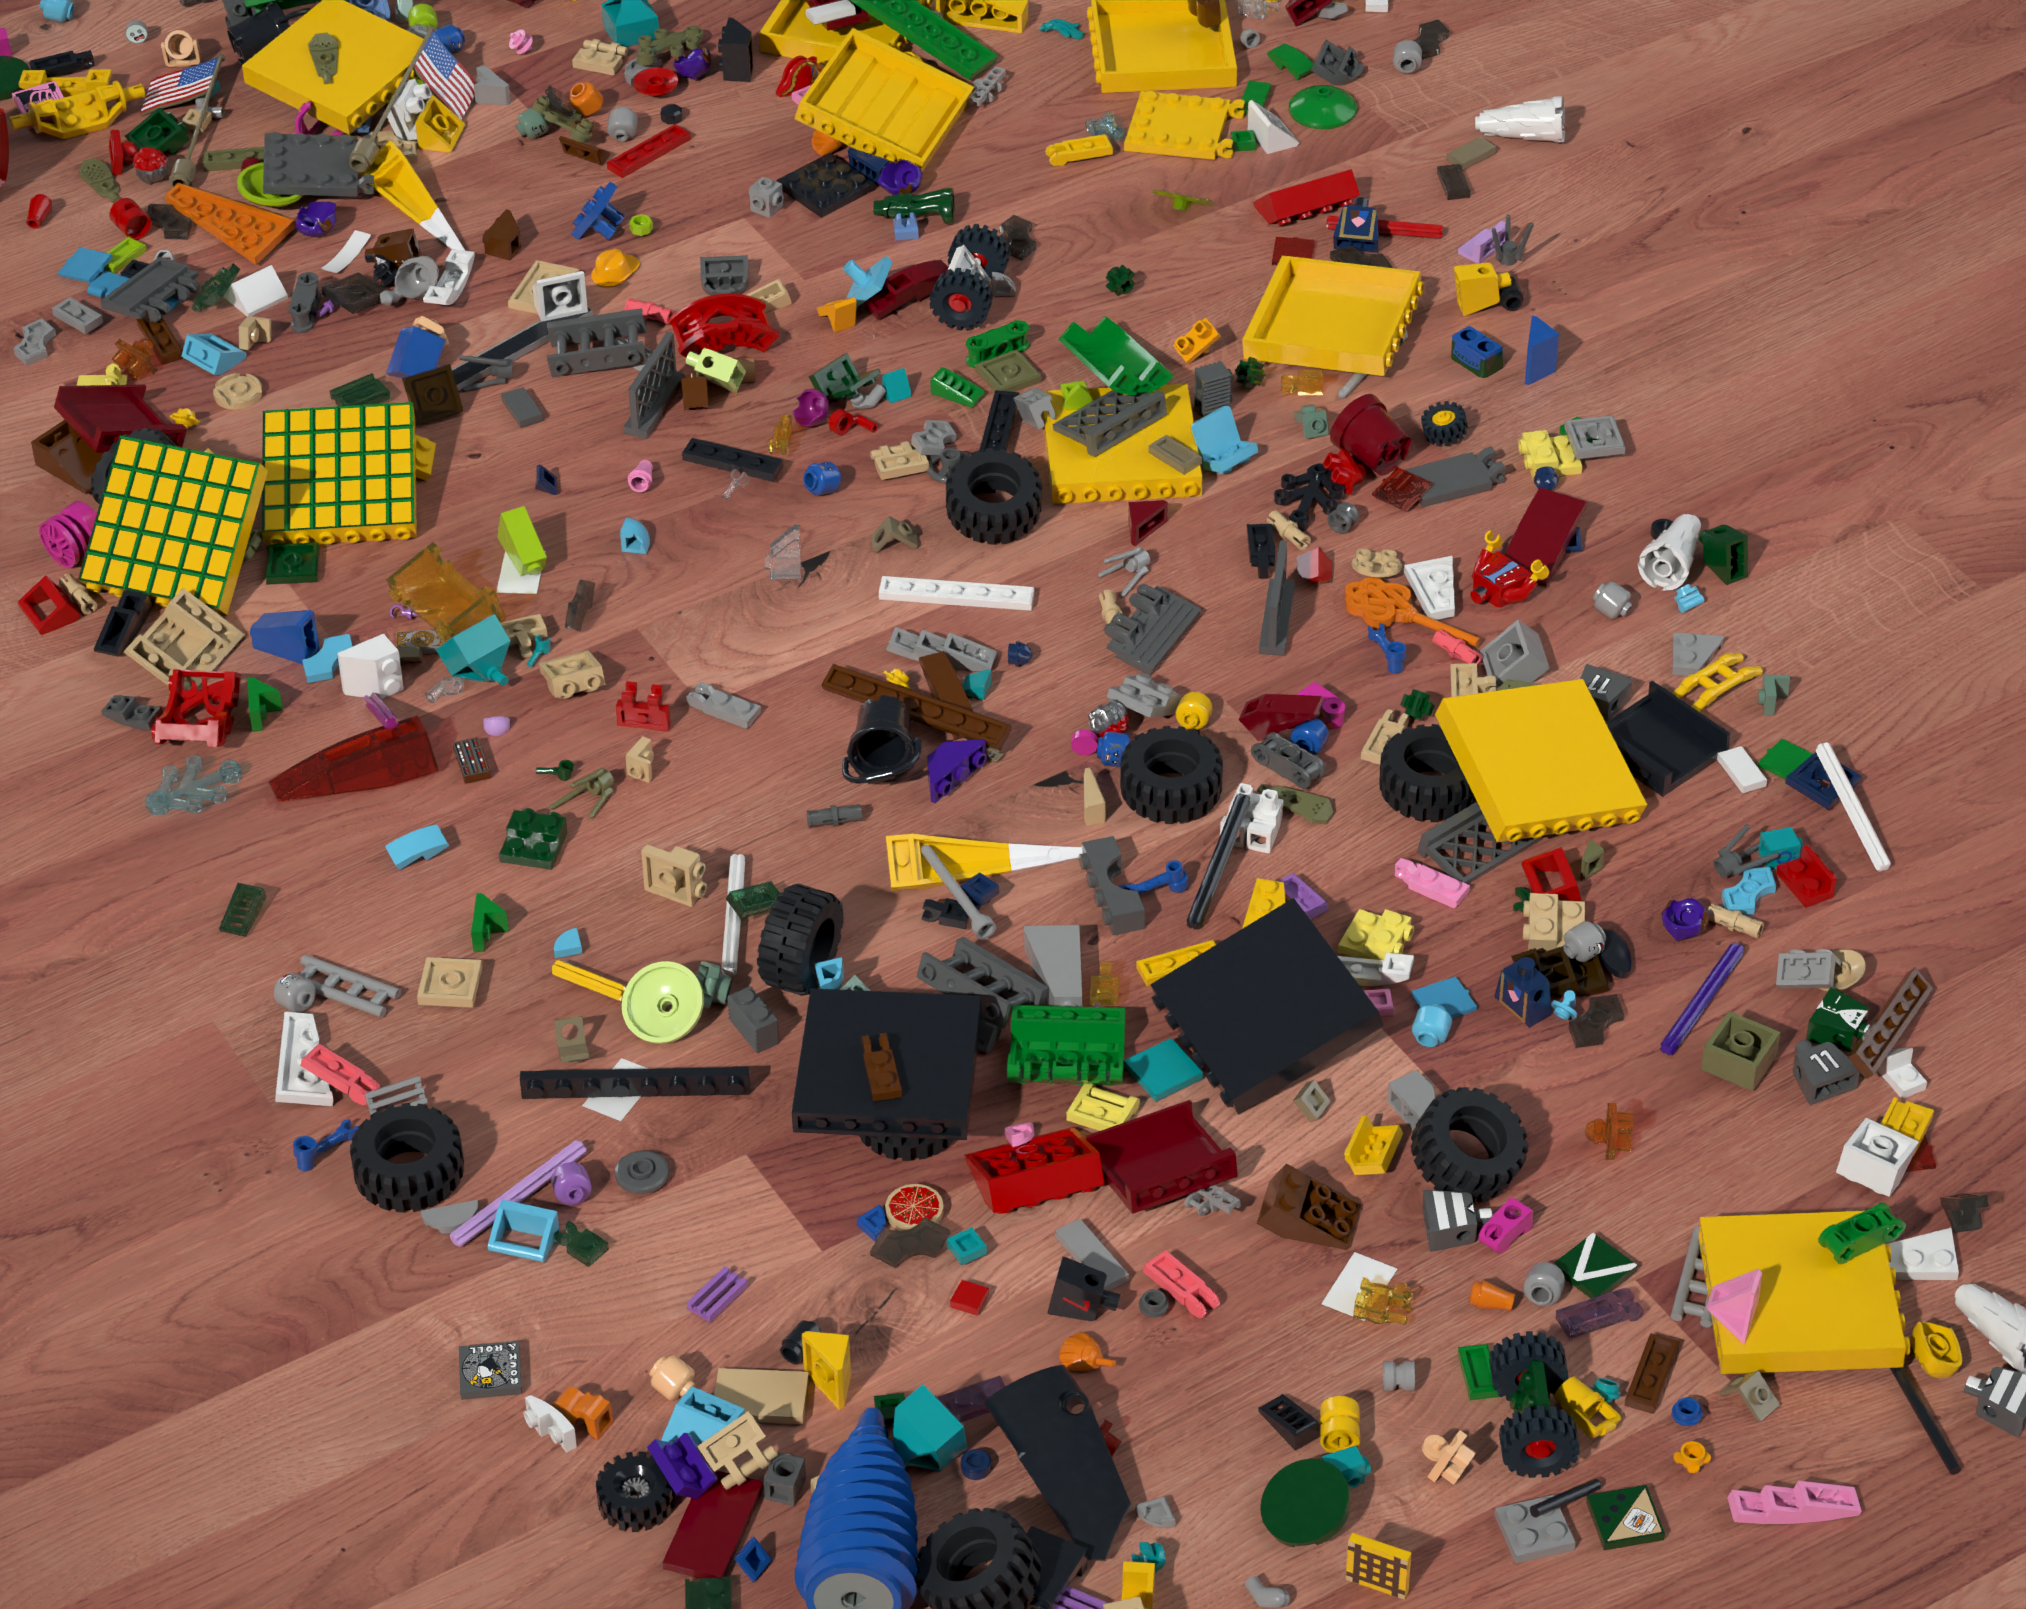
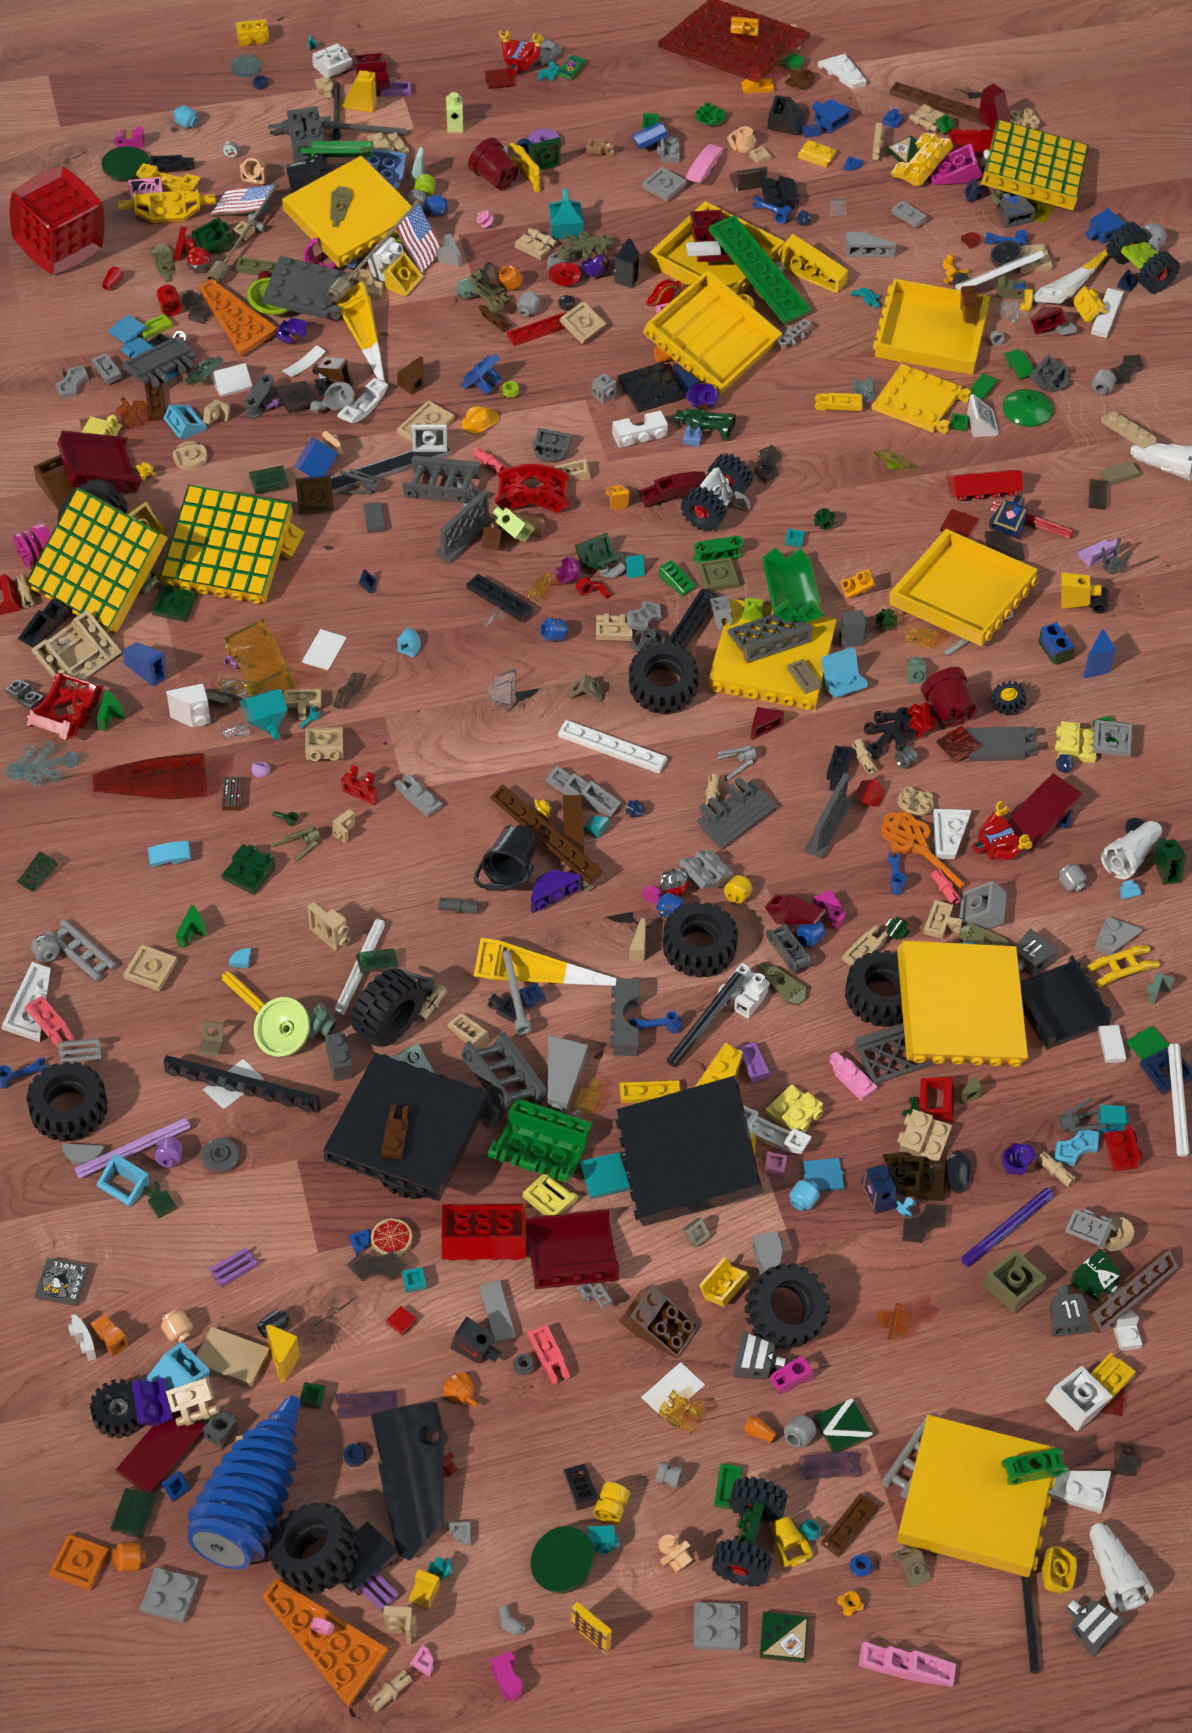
camera: 15 degrees right, 10 degrees up
(324, 663) = (175, 680): medium azure tile -> none
(381, 711) = (182, 742): magenta axle -> none
(521, 541) = (329, 629): lime slope -> none
(641, 477) = (431, 596): bright pink cone -> none
(704, 129) = (582, 322): none -> tan plate
(820, 241) = (629, 434): none -> white arch
(830, 973) = (399, 1040): medium azure brick -> none
(851, 923) = (438, 994): none -> tan pin
(867, 282) = (644, 477): medium azure tile -> none
(916, 947) = (479, 1039): none -> tan slope
(927, 1432) = (322, 1426): teal piece -> none
(1019, 1133) = (486, 1199): bright pink tile -> none
(1089, 311) = (794, 538): none -> teal tile
(1463, 101) = (1128, 429): none -> tan plate
(1565, 1498) = (744, 1611): black bar -> none
(1584, 941) = (937, 1159): light grey head -> none
(1736, 1302) = (921, 1496): bright pink slope -> none

